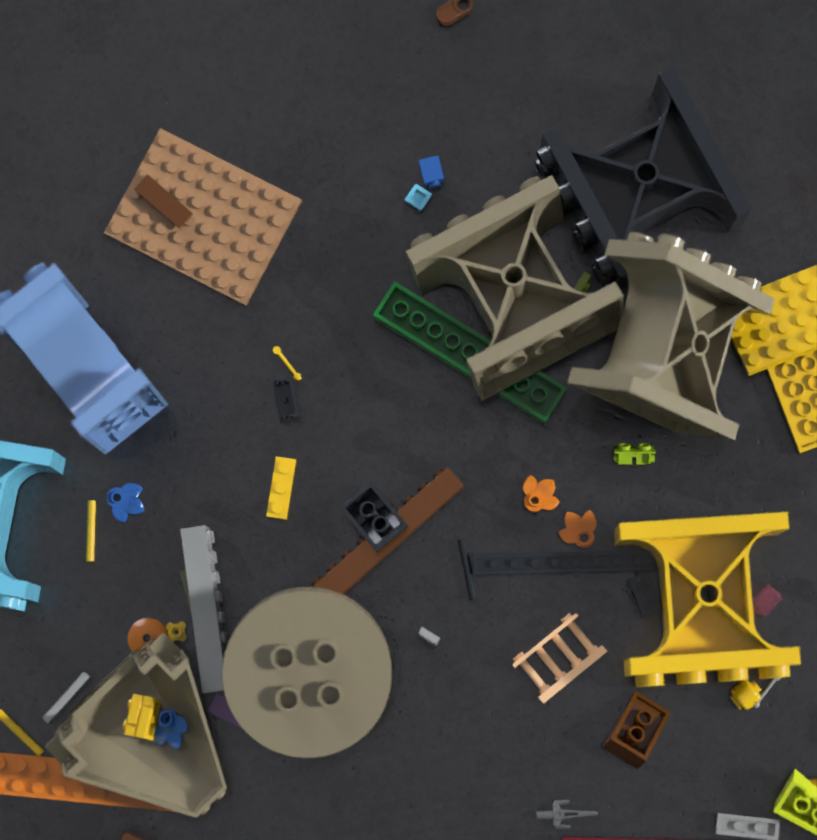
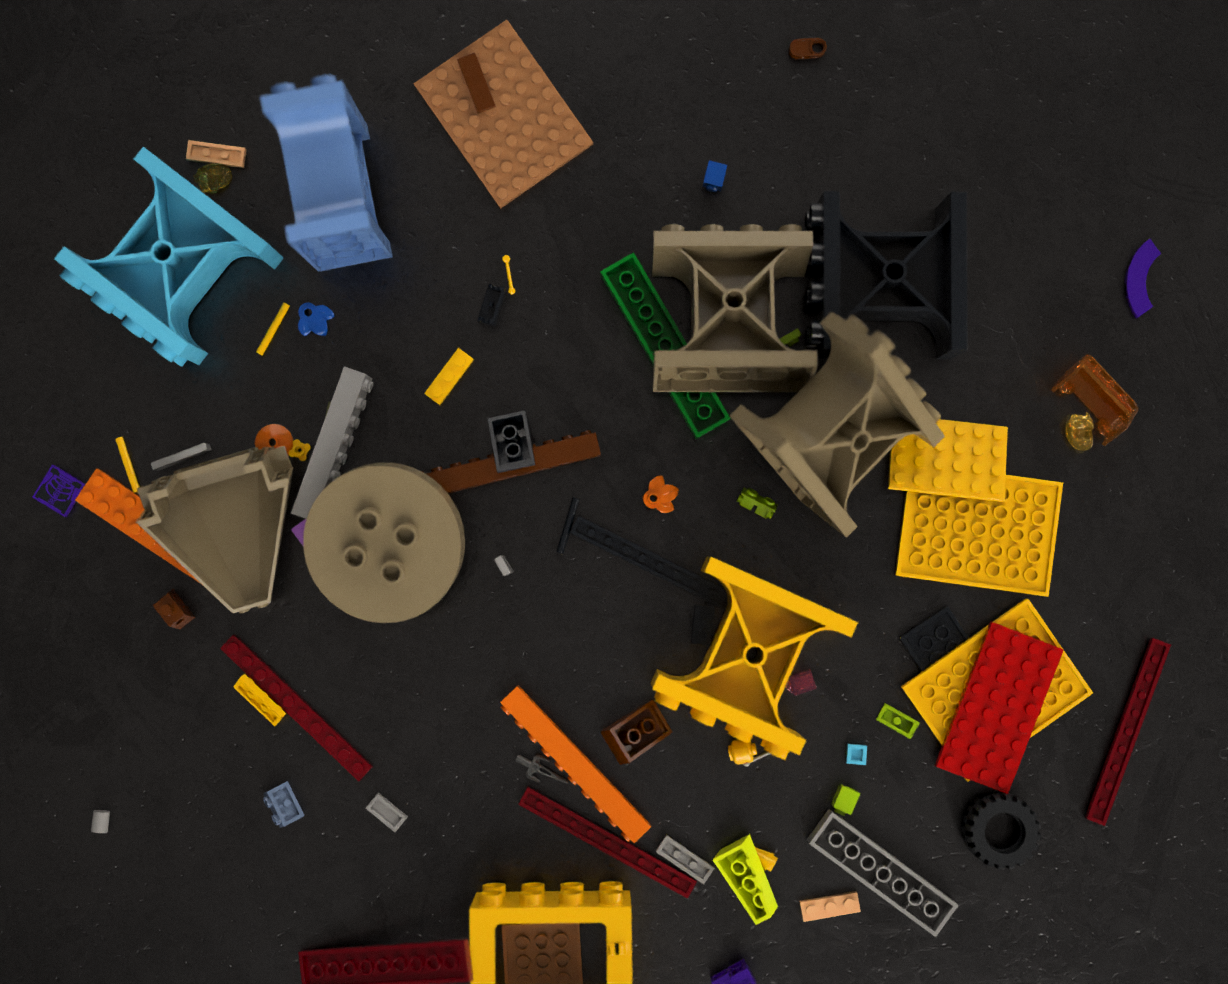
camera: 20 degrees right, 5 degrees up
(141, 717) = (232, 505): yellow brick -> none
(171, 730) = (250, 528): blue plate -> none
(418, 197) = (692, 192): medium azure plate -> none
(576, 527) = (678, 538): orange plate -> none
(577, 664) = (616, 652): light nougat fence -> none
(595, 790) = (576, 764): none -> orange brick

